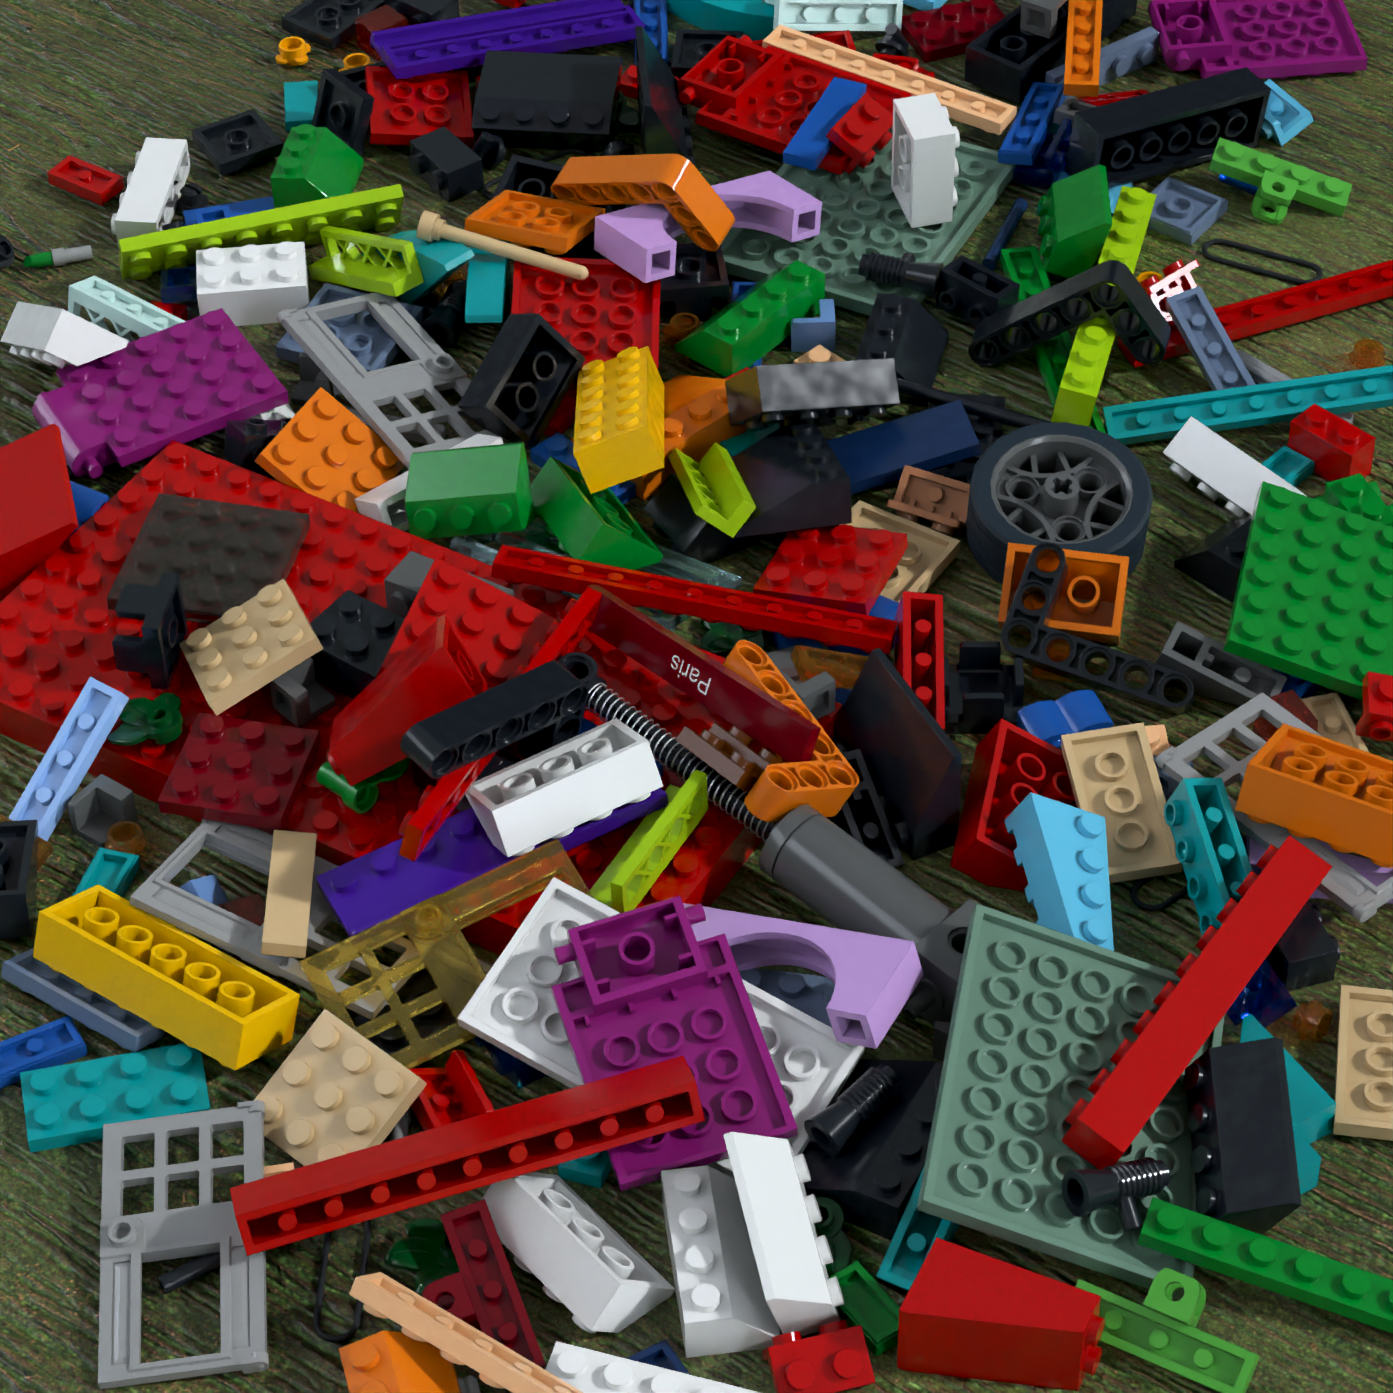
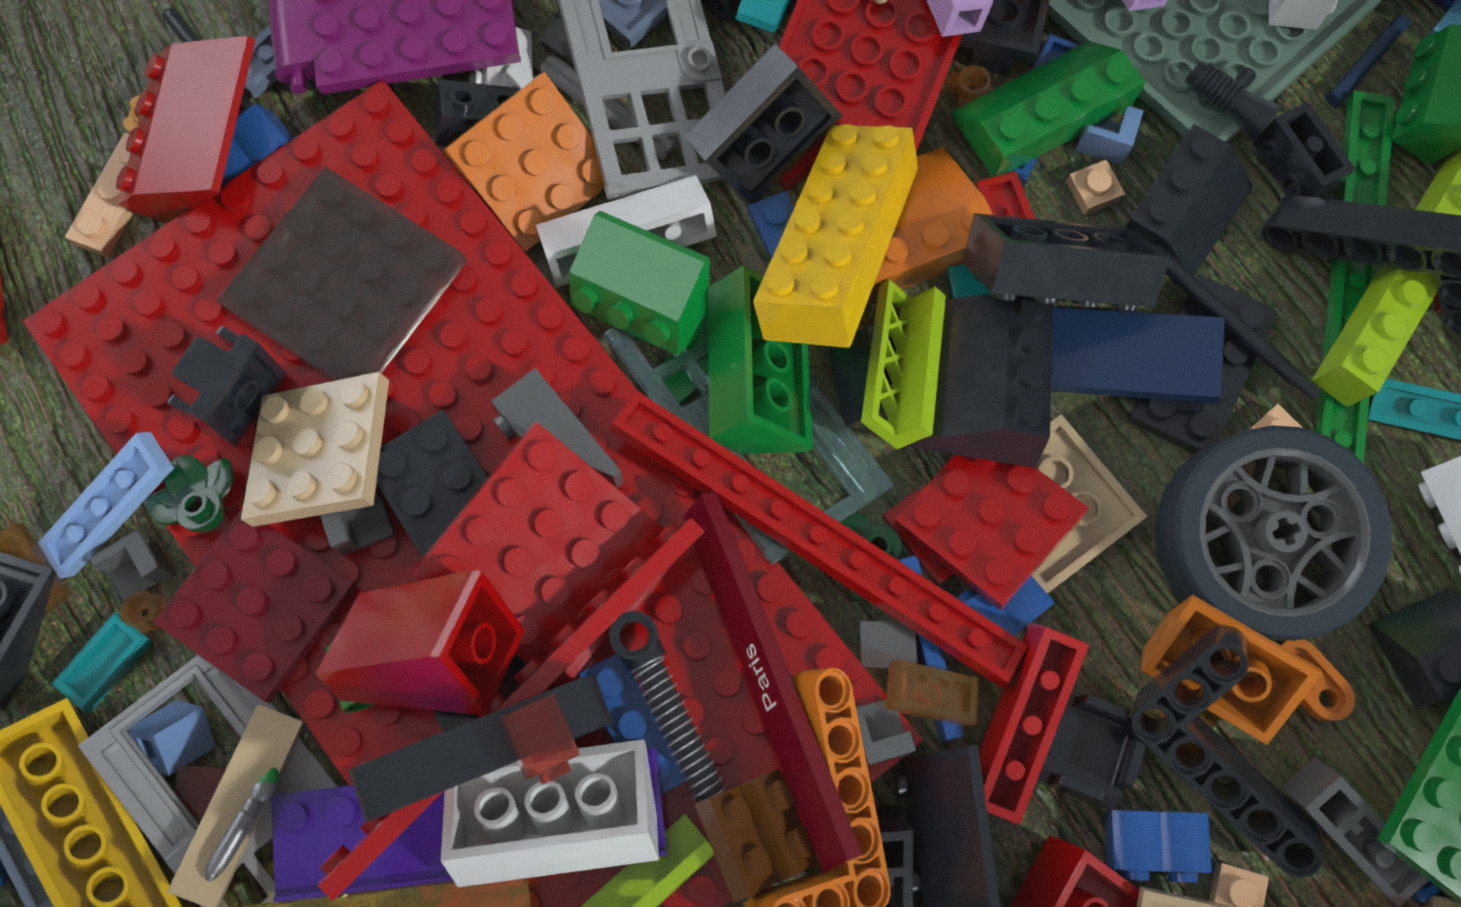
camera: 20 degrees right, 30 degrees up
(307, 872) = (241, 824): none -> flat silver piece
(540, 680) = (540, 740): none -> clear red brick
(931, 499) = (1140, 446): nougat bracket -> none
(1150, 605) = (1331, 682): none -> orange plate

